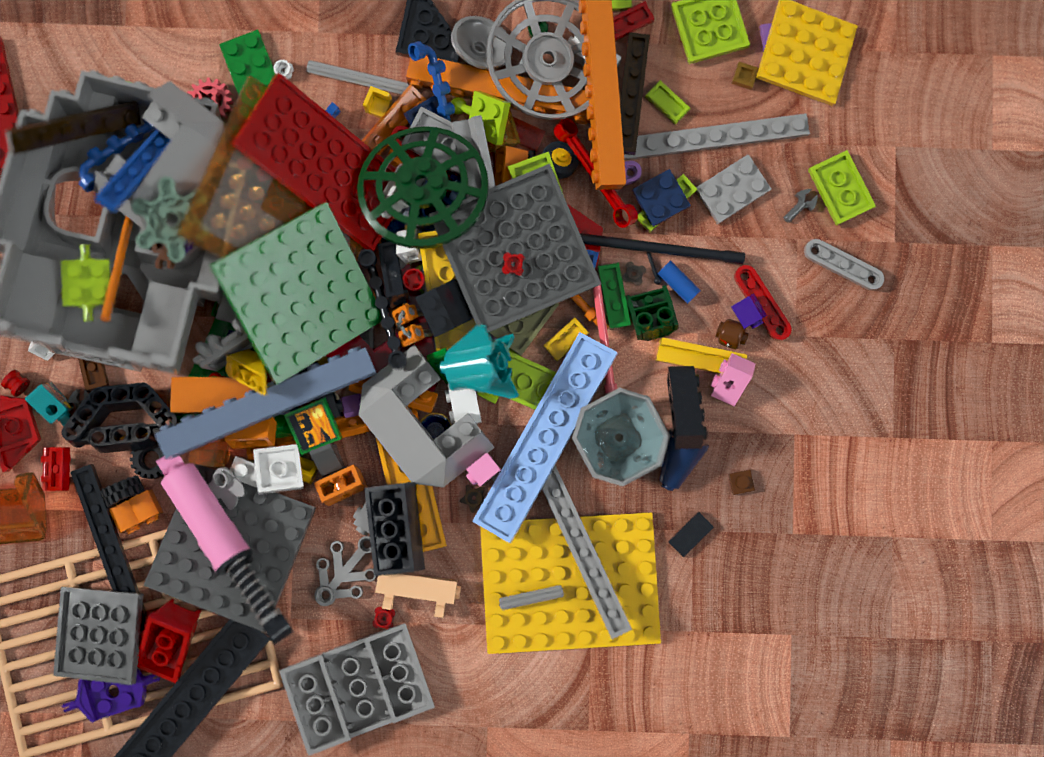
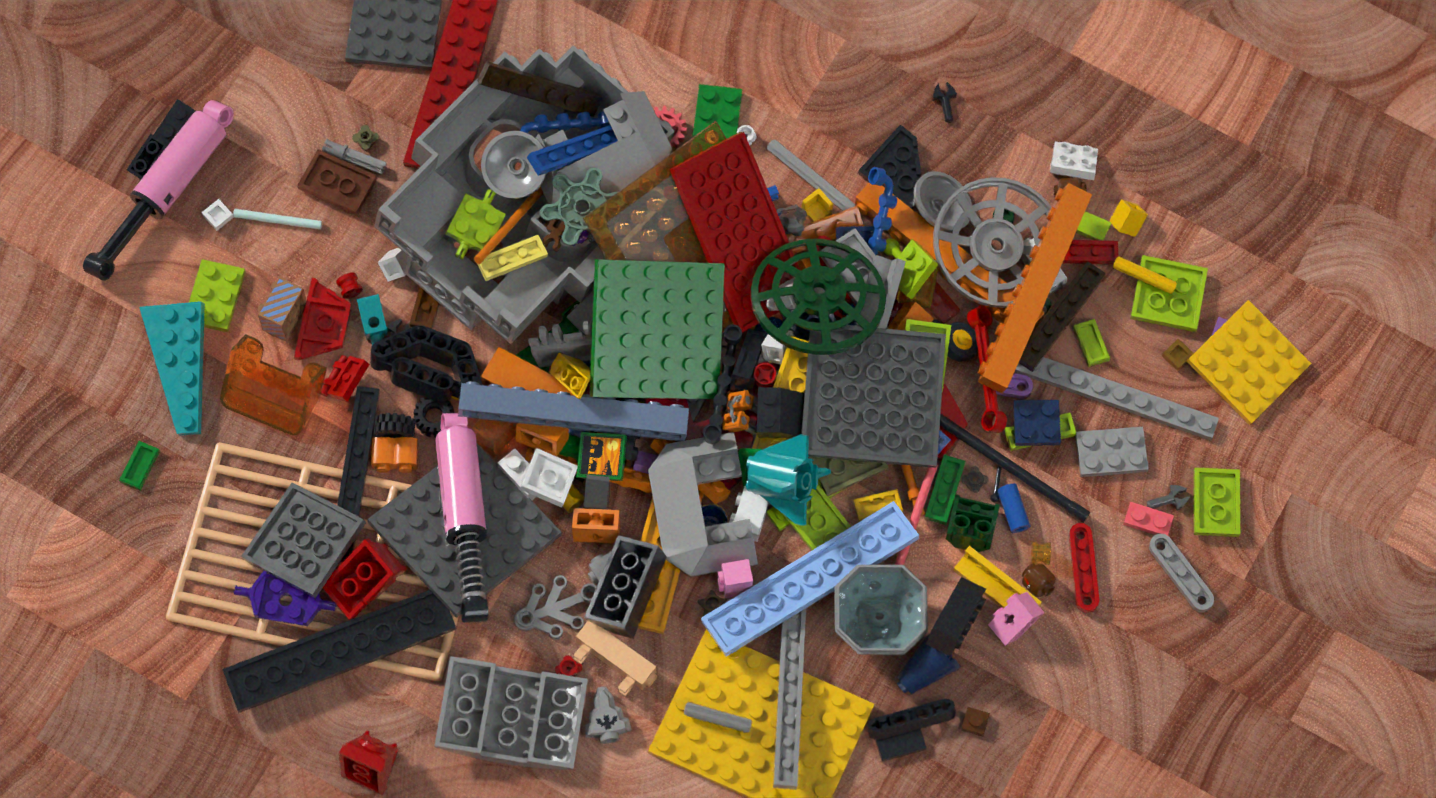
camera: 30 degrees right, 15 degrees down
(77, 214) = (500, 160): none -> light grey dish
(137, 296) = (513, 257): none -> light yellow plate
(226, 489) = (492, 473): light grey plate -> none
(362, 125) = (792, 219): none -> dark grey rock
(438, 645) = (606, 718): none -> light grey rock
(517, 259) = (861, 398): red plate -> none
(684, 19) = (1144, 275): none -> yellow axle
(687, 507) = (943, 709): none -> black beam
(721, 309) = (1041, 553): none -> clear yellow wheel
(749, 312) = (1065, 565): dark purple brick -> none
(793, 232) = (1148, 519): none -> coral plate

